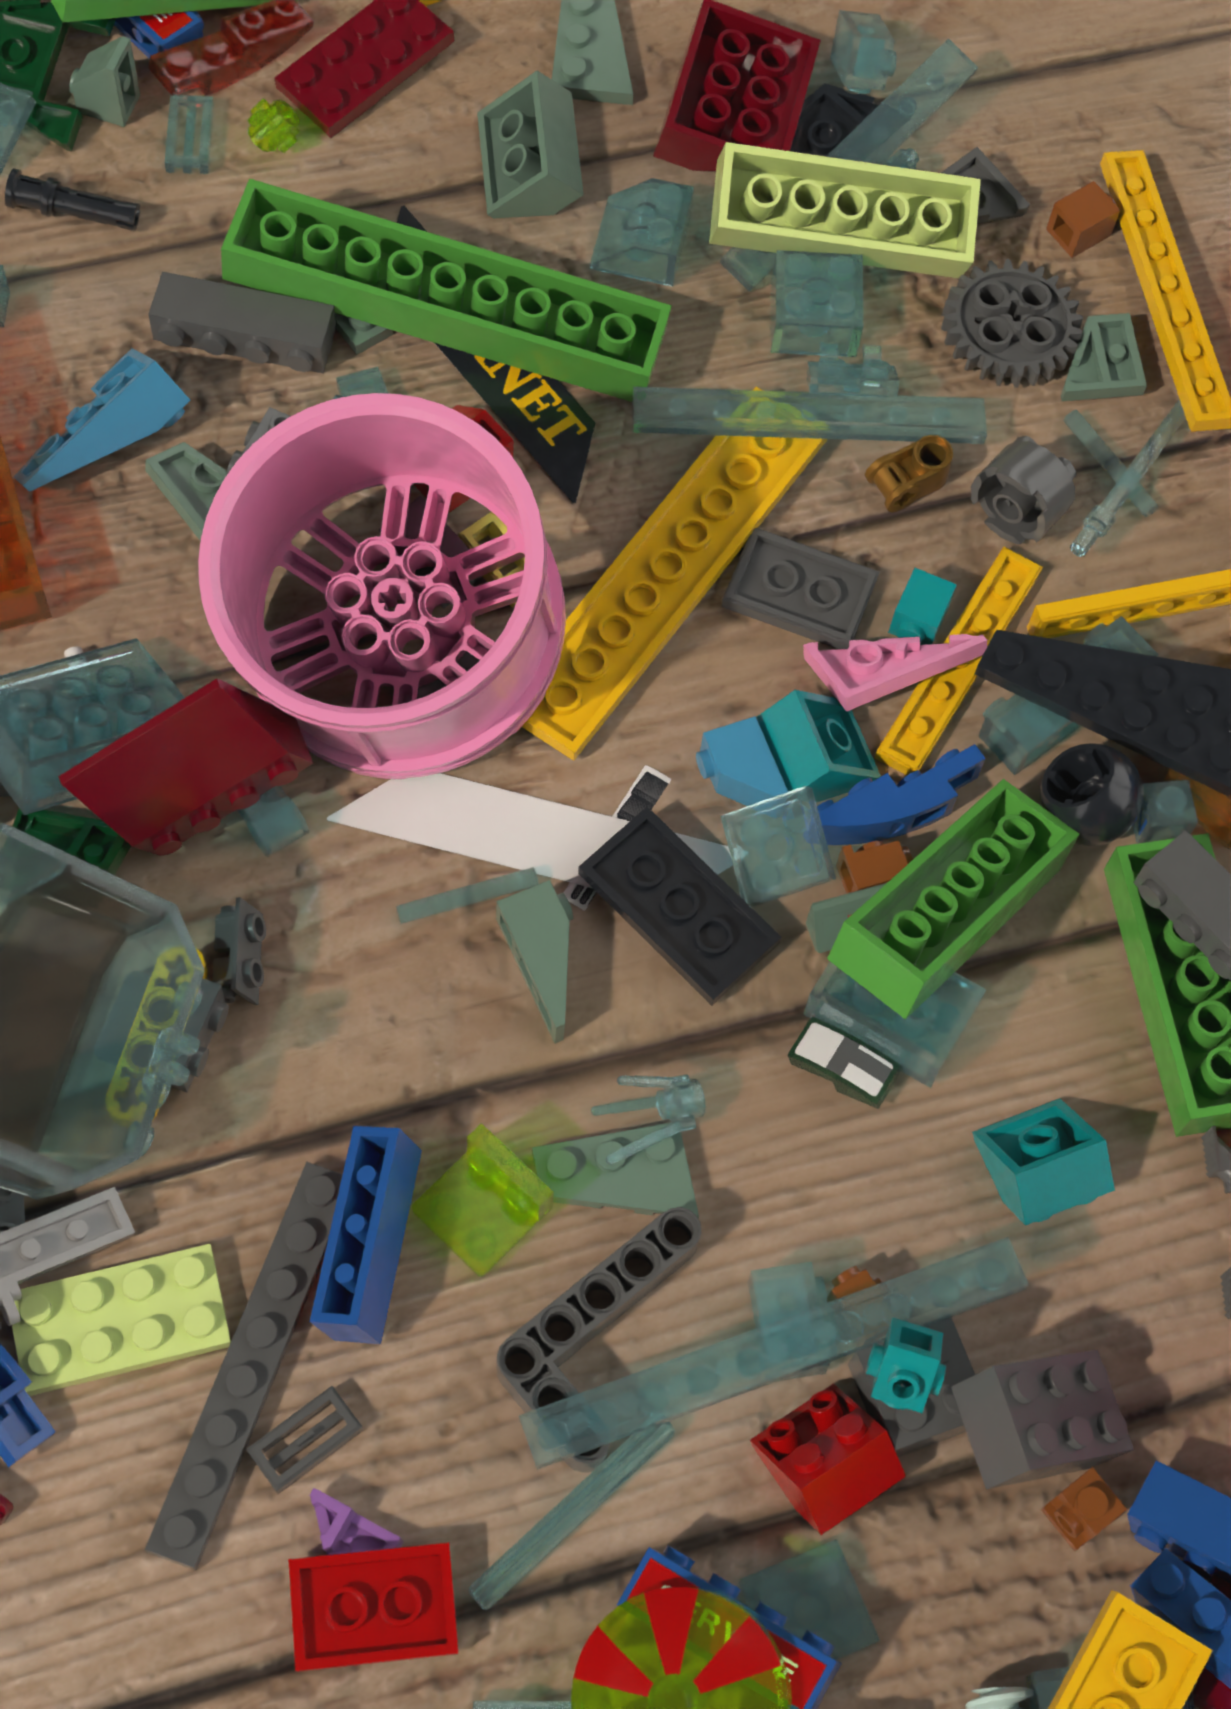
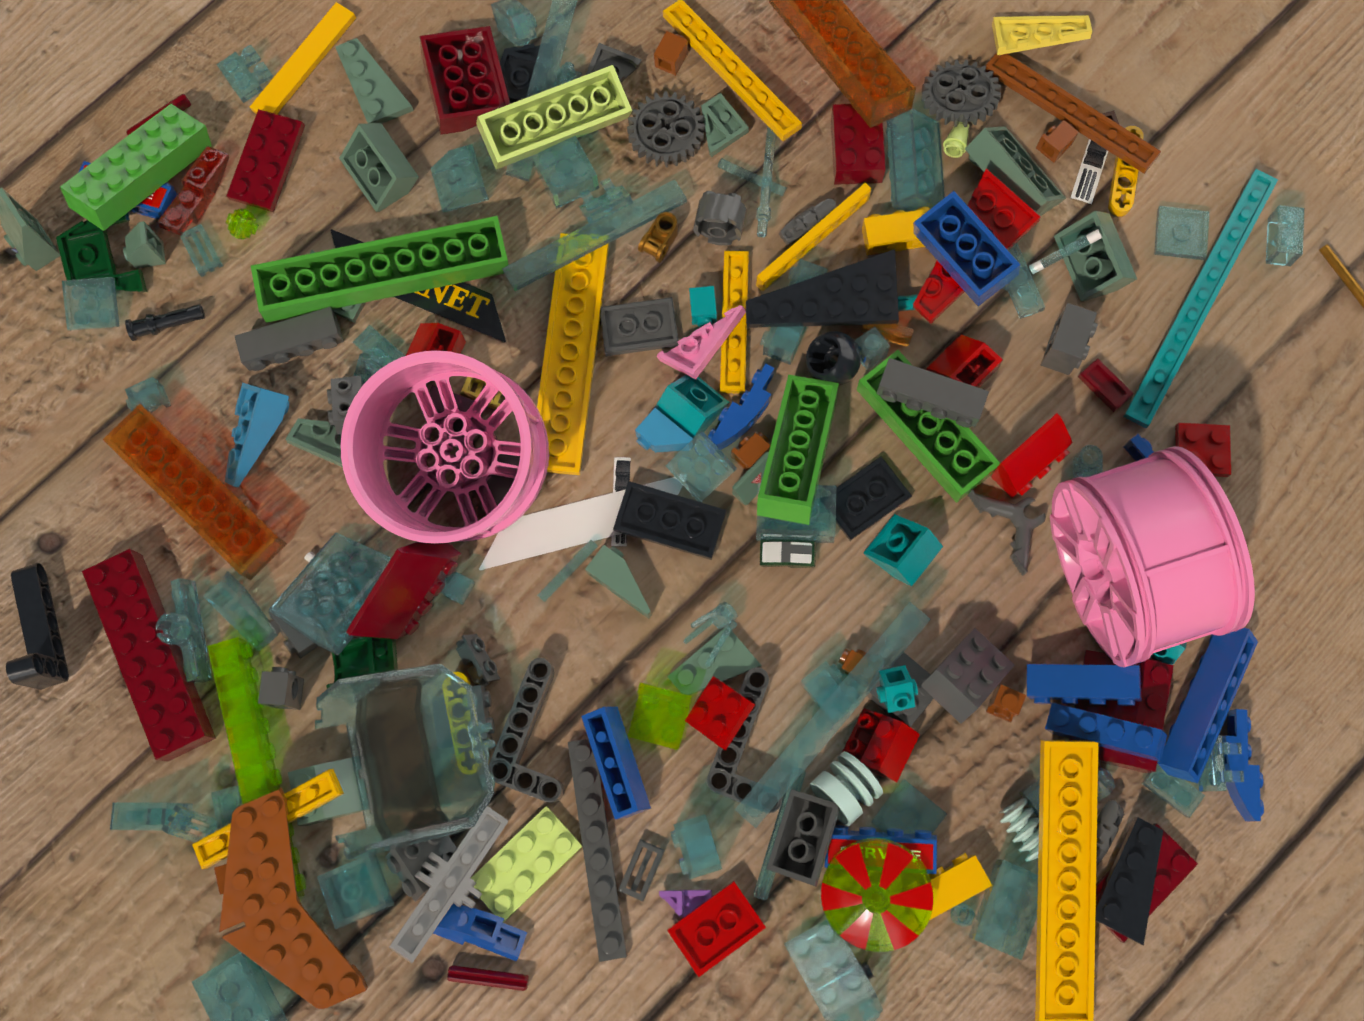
camera: 15 degrees left, 10 degrees up
(240, 1110) = (522, 736): none -> dark grey beam
(420, 1446) = (696, 846): none -> clear light blue brick
(585, 1249) = (719, 713): none -> red plate
(607, 1530) = (803, 837): none -> dark grey slope
(728, 1492) = (851, 784): none -> light aqua wheel
(1029, 1049) = (868, 498): none -> black tile
(1162, 566) = (806, 221): none -> dark grey hinge

